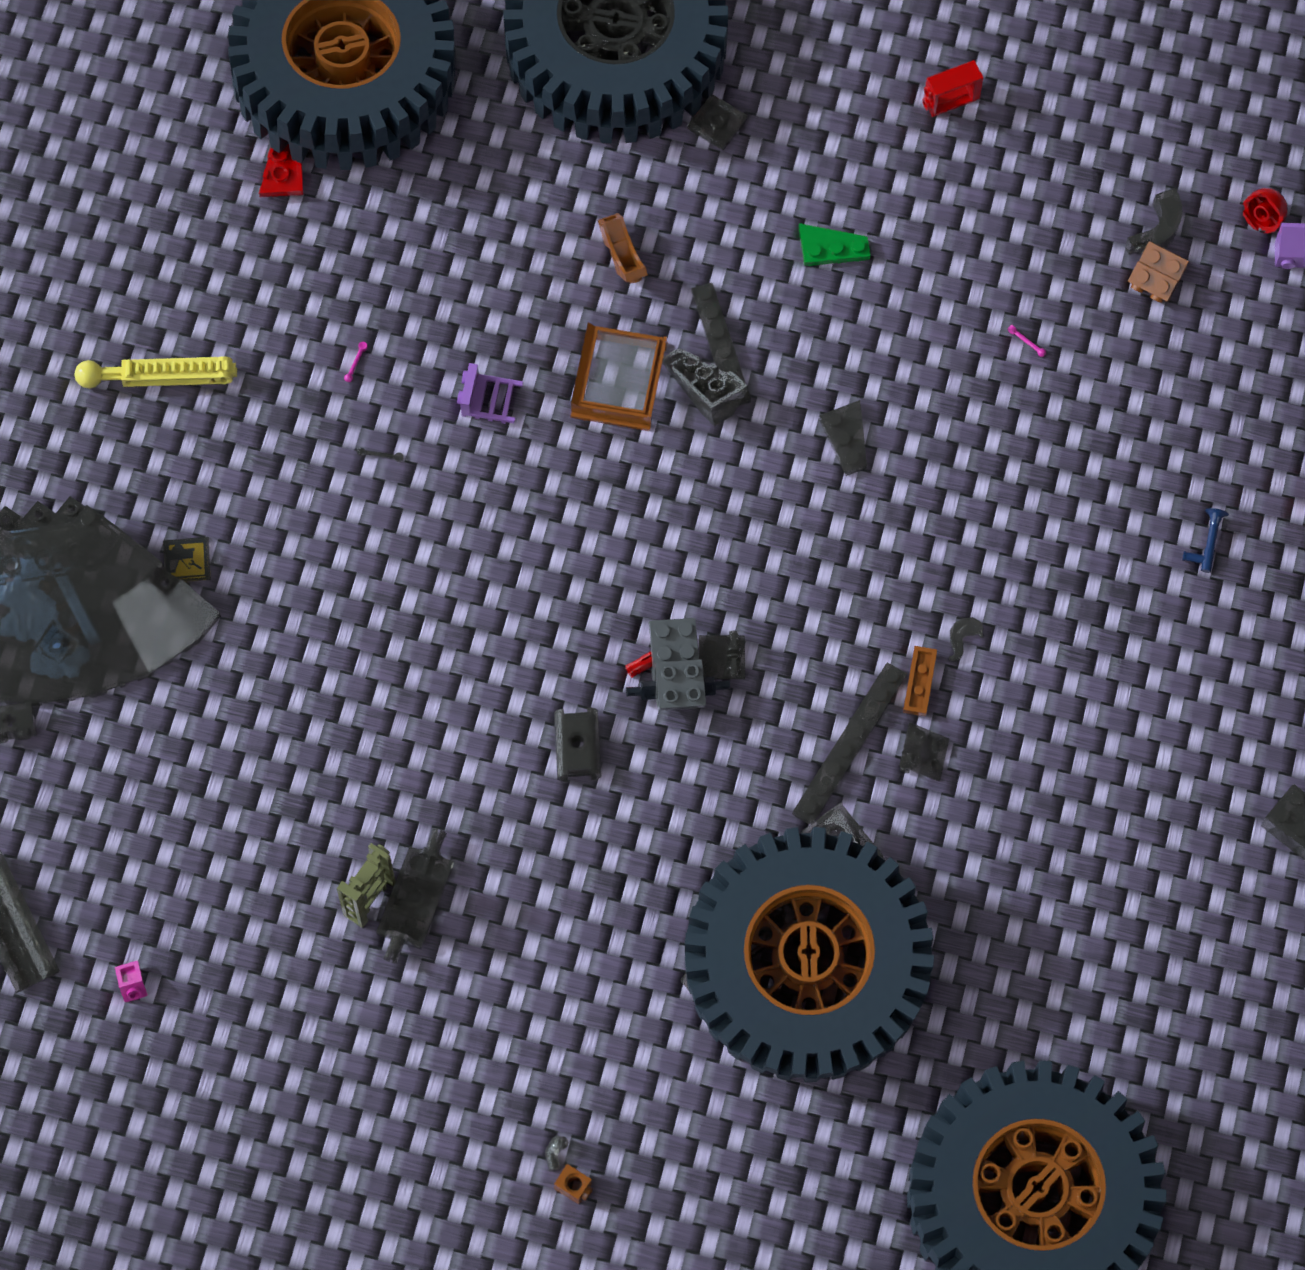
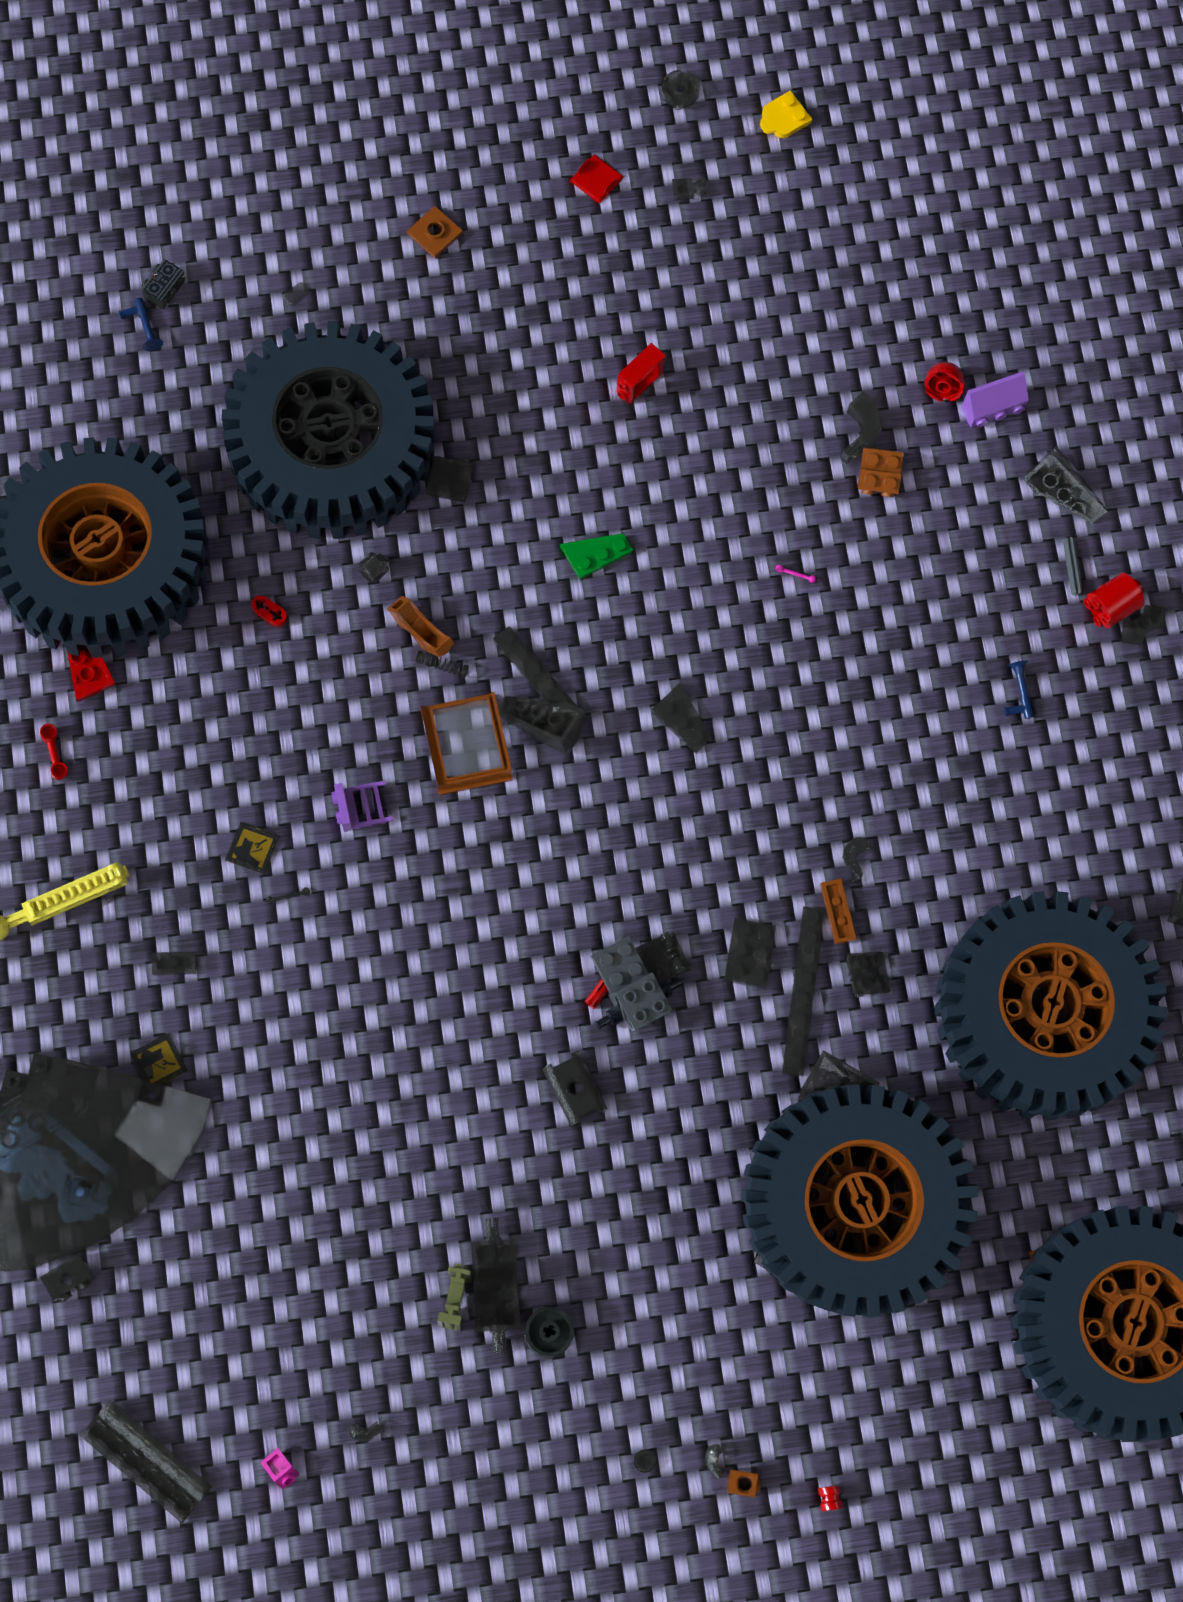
camera: 30 degrees left, 5 degrees up
(218, 218) = (49, 735): none -> red bar
(225, 983) = (364, 1434): none -> clear smoke arm
(241, 473) = (173, 963): none -> clear smoke plate
(362, 347) = (229, 804): dark pink hinge -> none
(366, 396) = (252, 848): none -> clear smoke piece
(434, 963) = (552, 1319): none -> pearl dark grey wheel
(486, 178) = (272, 608): none -> red beam
(486, 1124) = (644, 1461): none -> clear smoke tile
(603, 176) = (373, 567): none -> clear smoke head
(650, 306) = (463, 673): none -> clear smoke piece
(655, 1235) = (830, 1498): none -> red wheel
(812, 686) = (750, 953): none -> clear smoke plate
(1141, 794) = (1074, 941): none -> black wheel

